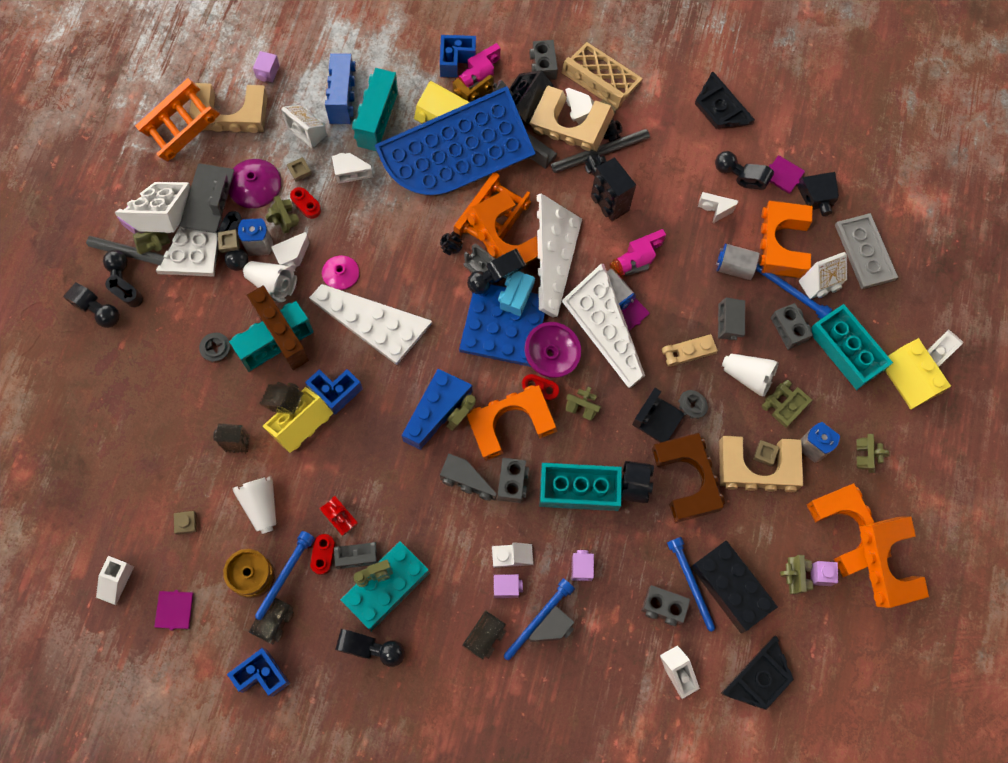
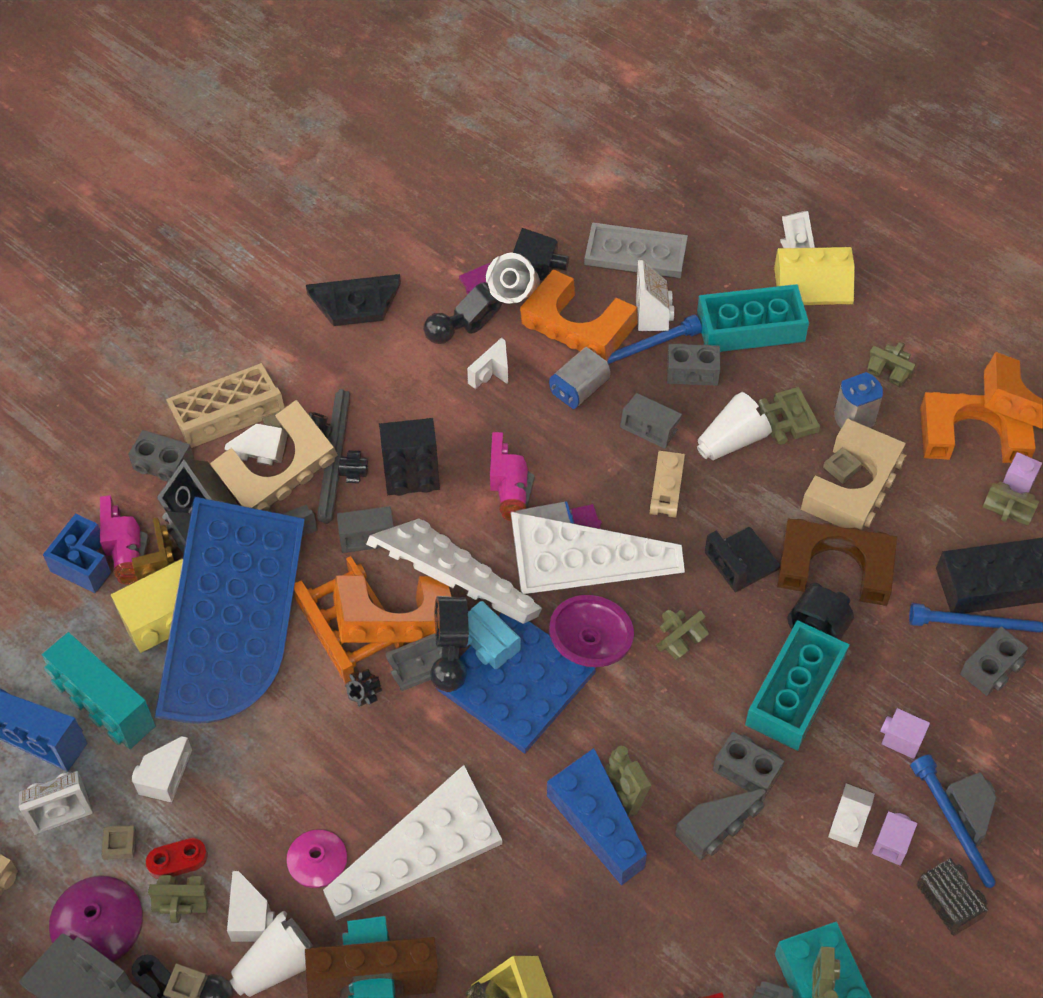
camera: 60 degrees left, 15 degrees down
(255, 237) = (197, 944): piece -> none
(335, 393) = (509, 936): blue brick -> none
(484, 420) = (658, 687): orange arch -> none
(543, 384) = (631, 673): red plate -> none
(557, 190) = (358, 525): none -> dark grey hinge
(700, 407) = (750, 511): dark grey gear -> none
(784, 185) = (511, 278): none -> white cone

